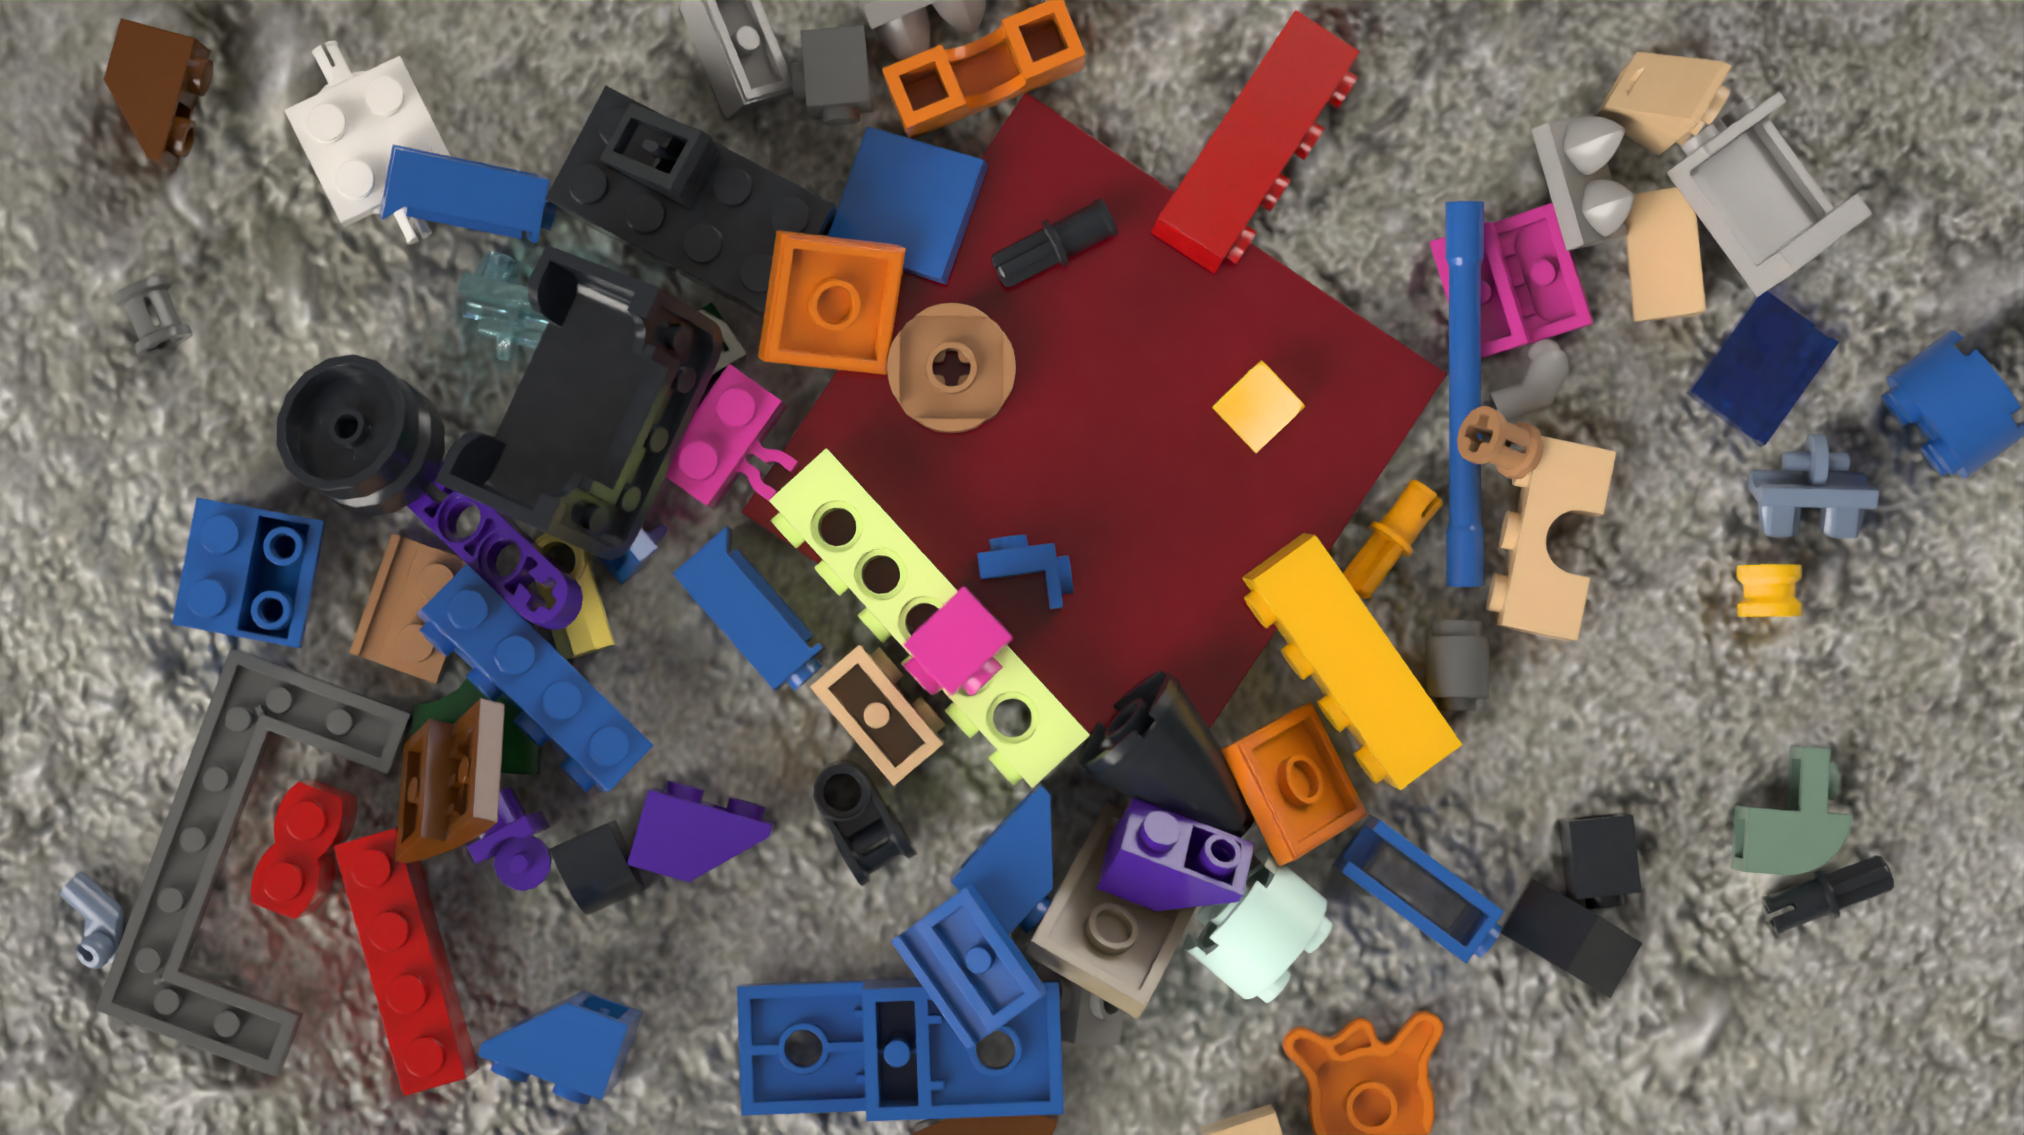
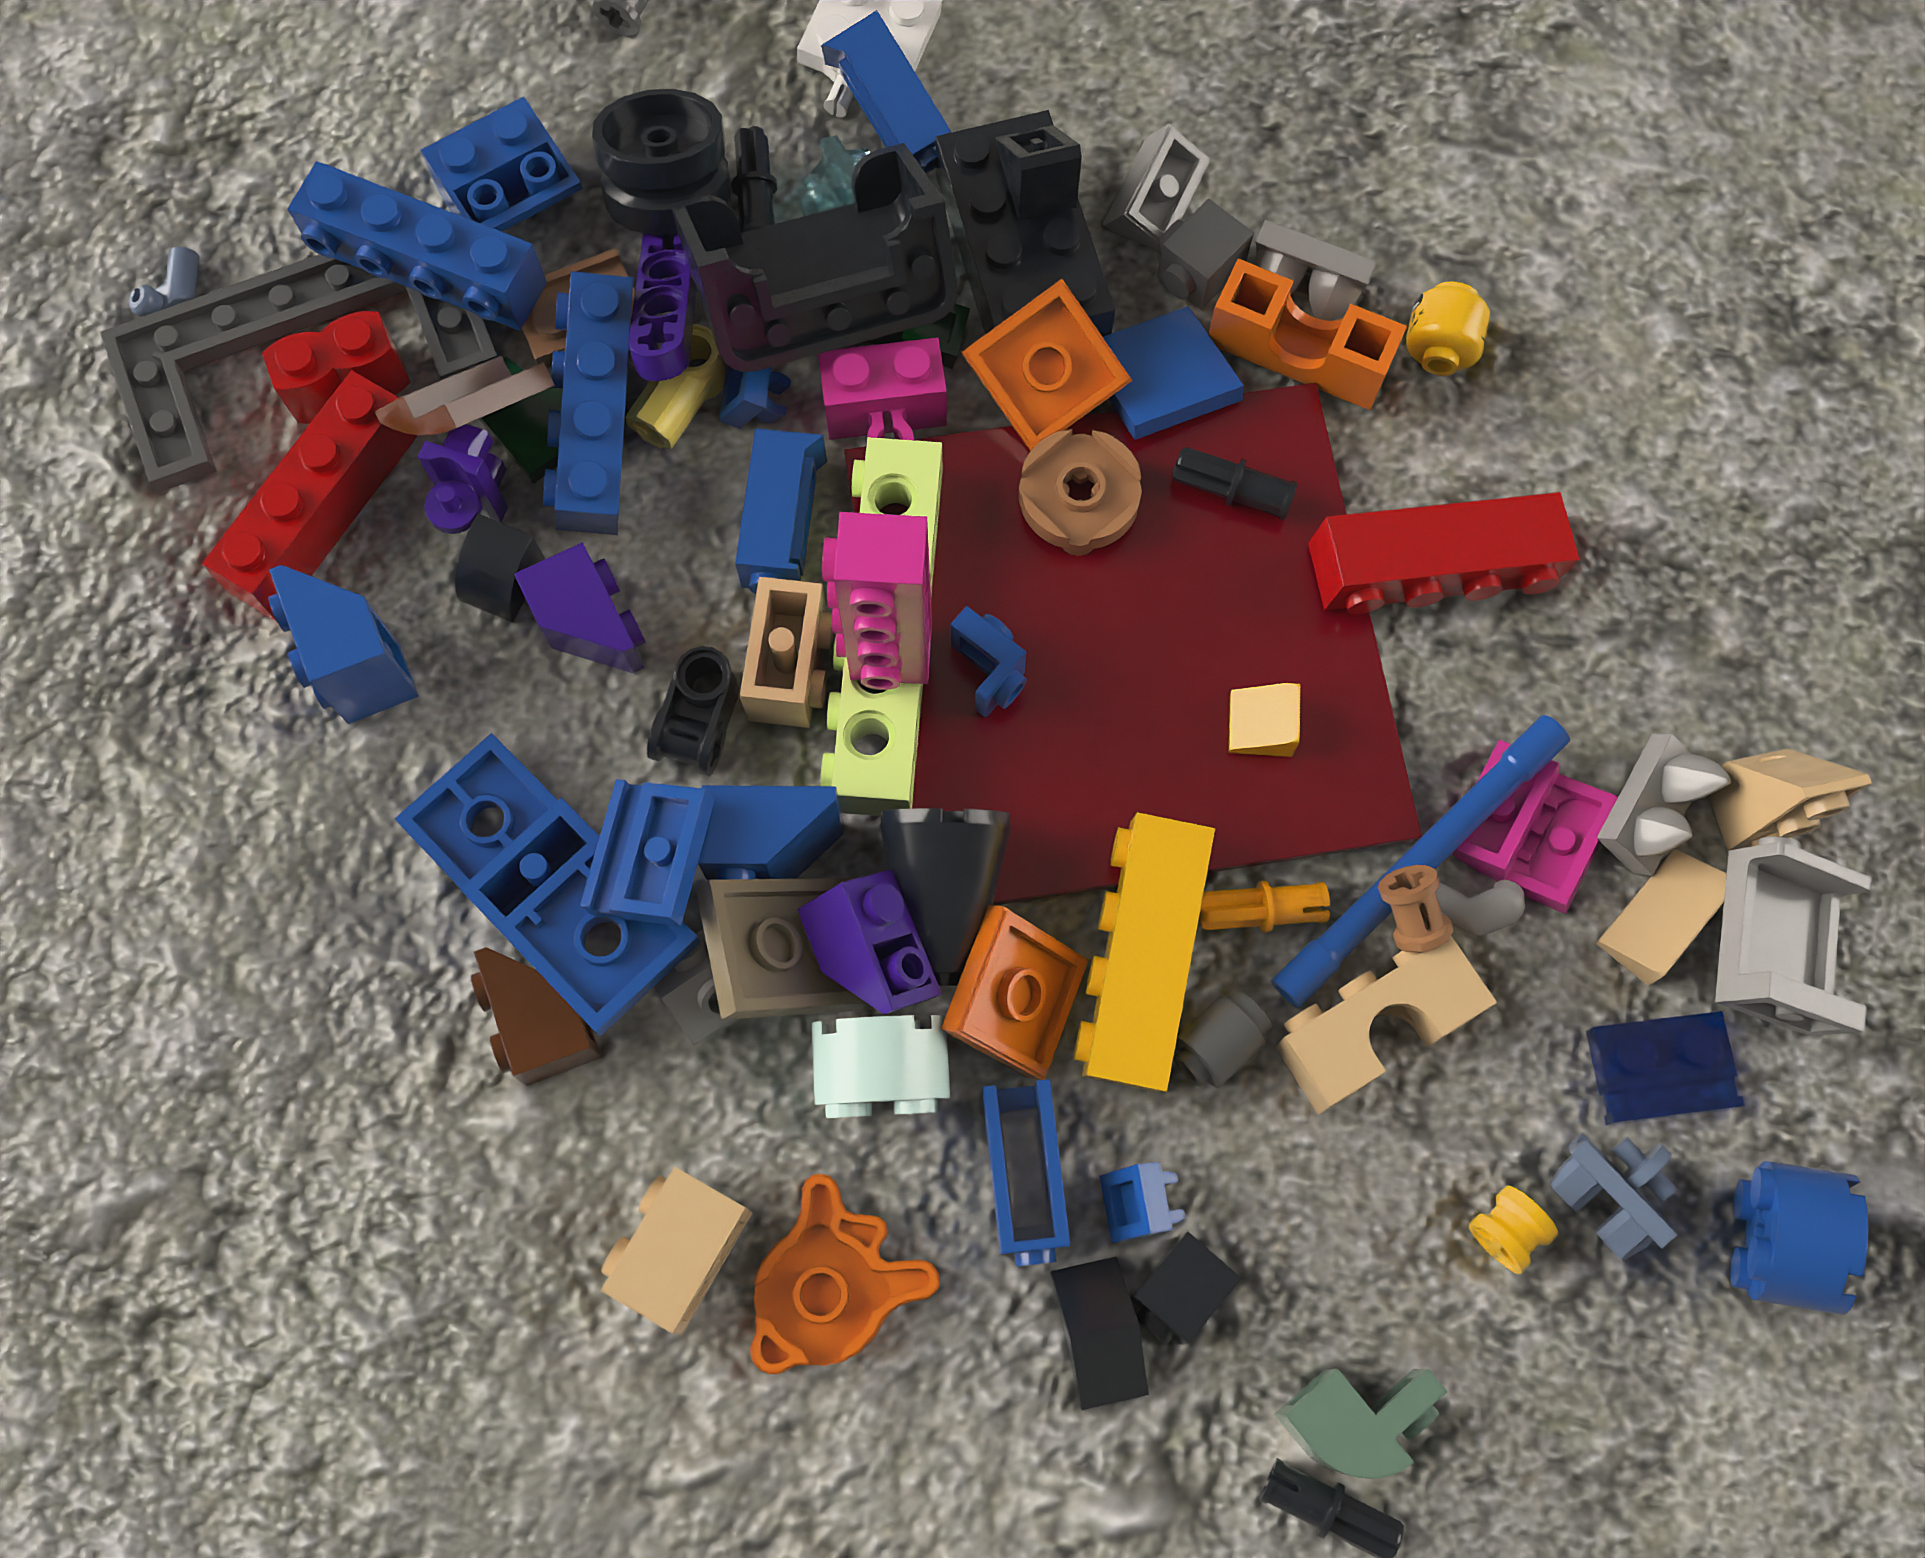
camera: 45 degrees right, 15 degrees down
(263, 701) = (418, 245): none -> blue brick
(435, 370) = (753, 182): none -> black axle
(1513, 831) = (1138, 1201): none -> blue tile

